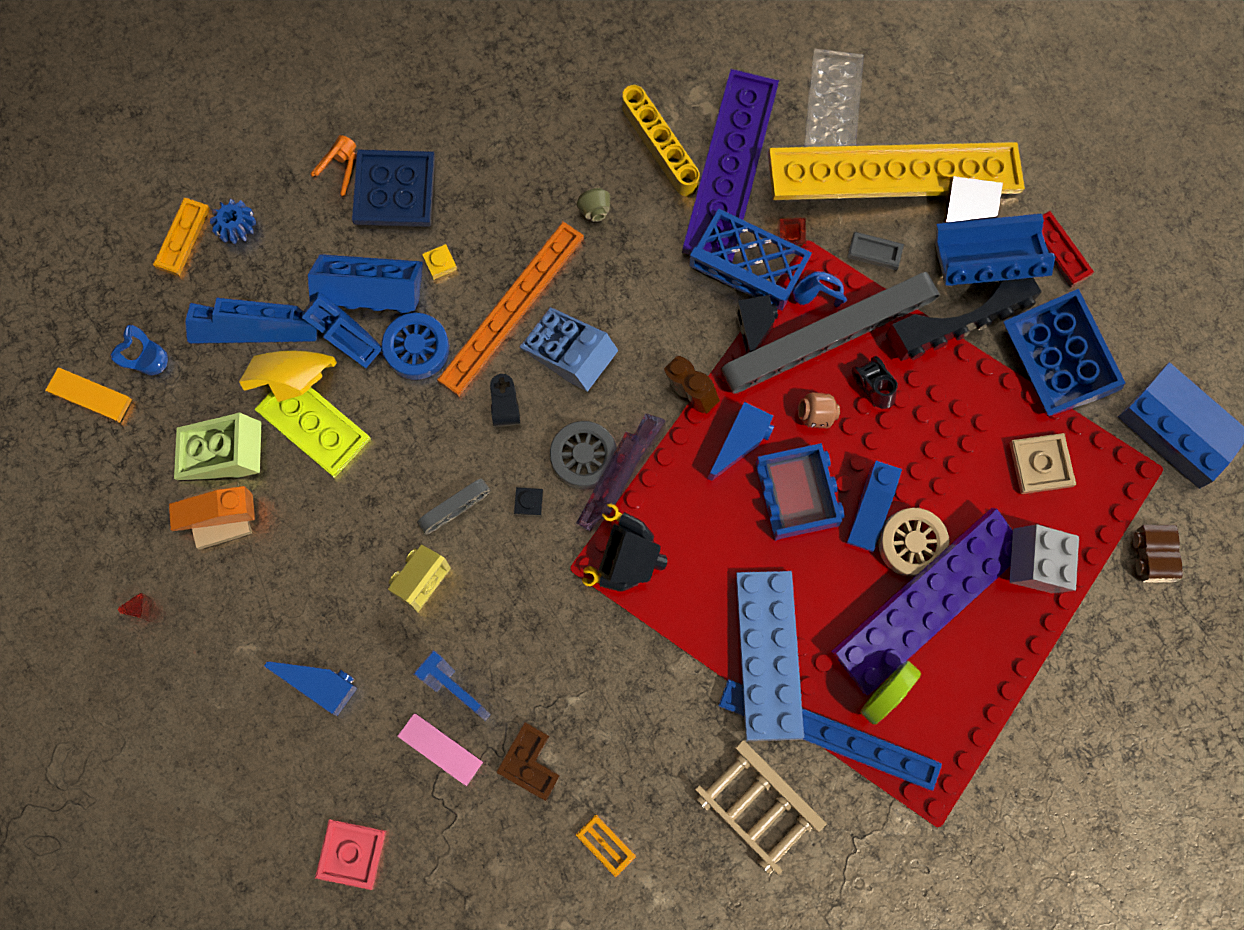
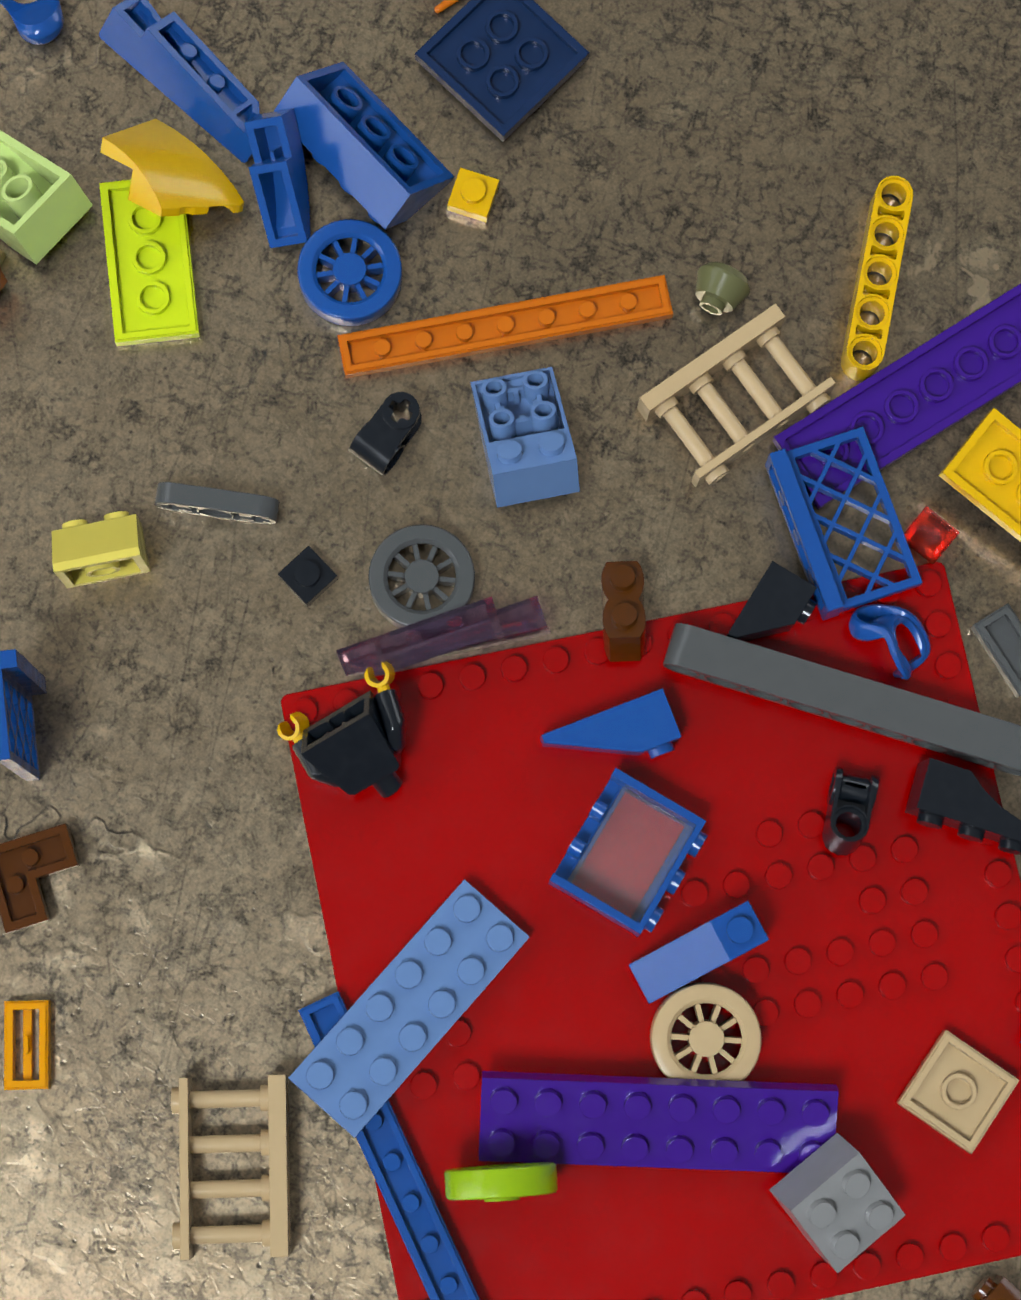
camera: 40 degrees right, 5 degrees up
(622, 253) = (698, 379): none -> tan fence
(818, 410) = (745, 779): nougat head -> none

